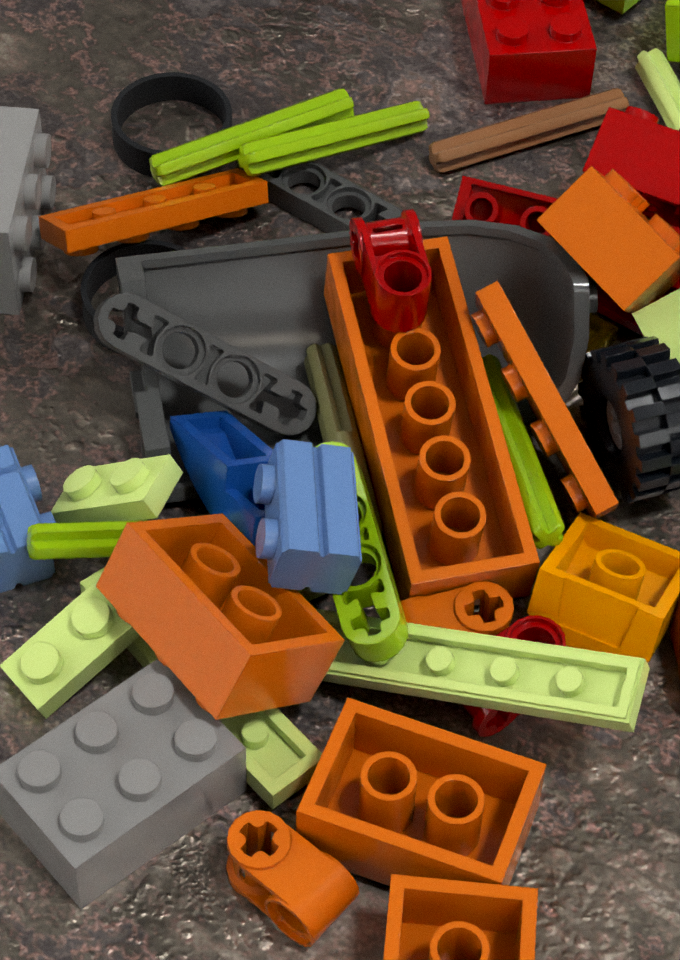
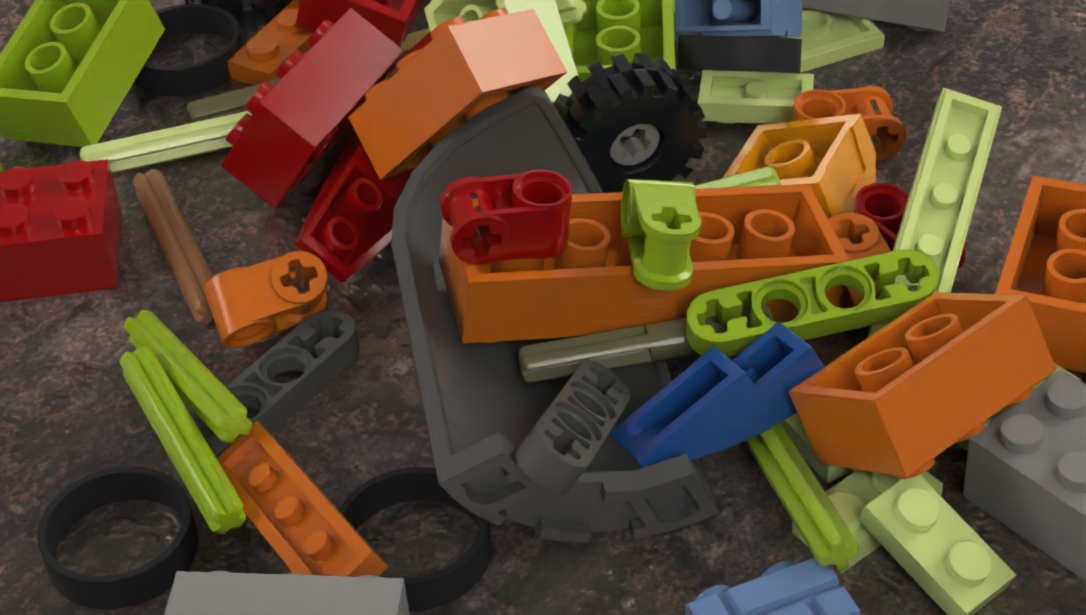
camera: 85 degrees left, 10 degrees down
(118, 491) = (733, 514): yellowish green plate -> none
(309, 517) = (820, 291): medium blue brick -> none
(405, 392) = (659, 228): none -> lime piece
(424, 177) = (260, 299): none -> orange piece
(529, 379) = (607, 168): orange plate -> none

